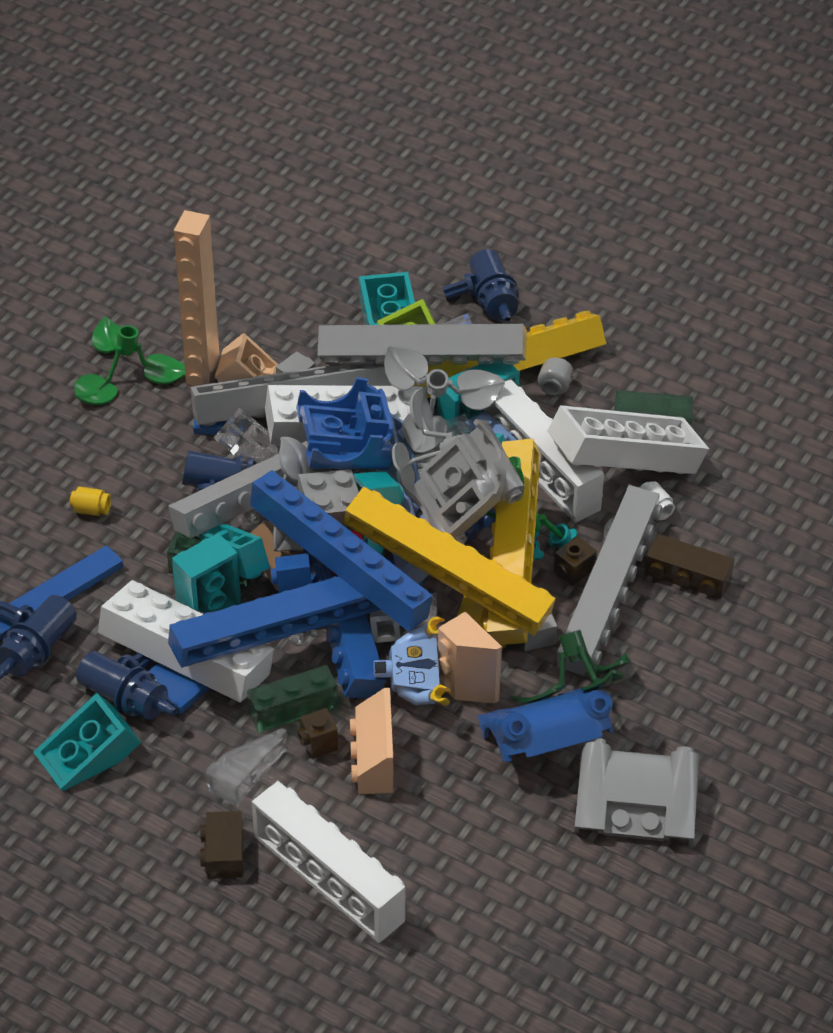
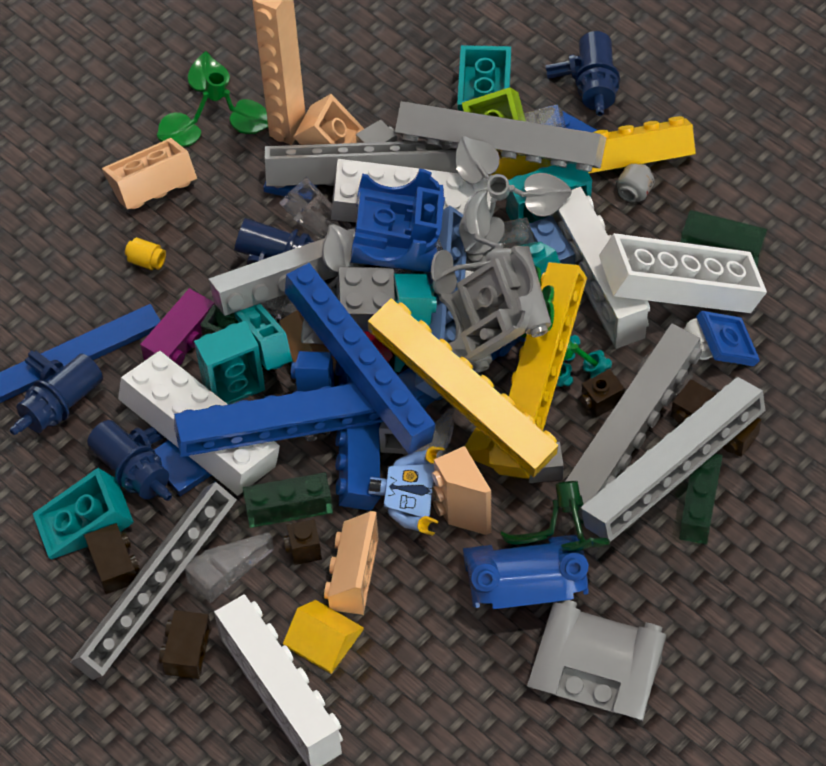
camera: 15 degrees right, 10 degrees up
(78, 429) = (150, 173): none -> light nougat slope
(127, 778) = (111, 557): none -> dark brown brick
(144, 559) = (178, 328): none -> magenta brick
(176, 792) = (153, 581): none -> light grey brick
(359, 815) = (321, 635): none -> yellow slope
(664, 600) = (673, 459): none -> light grey brick
(682, 495) = (728, 338): none -> blue tile
(695, 636) = (700, 501): none -> clear green brick

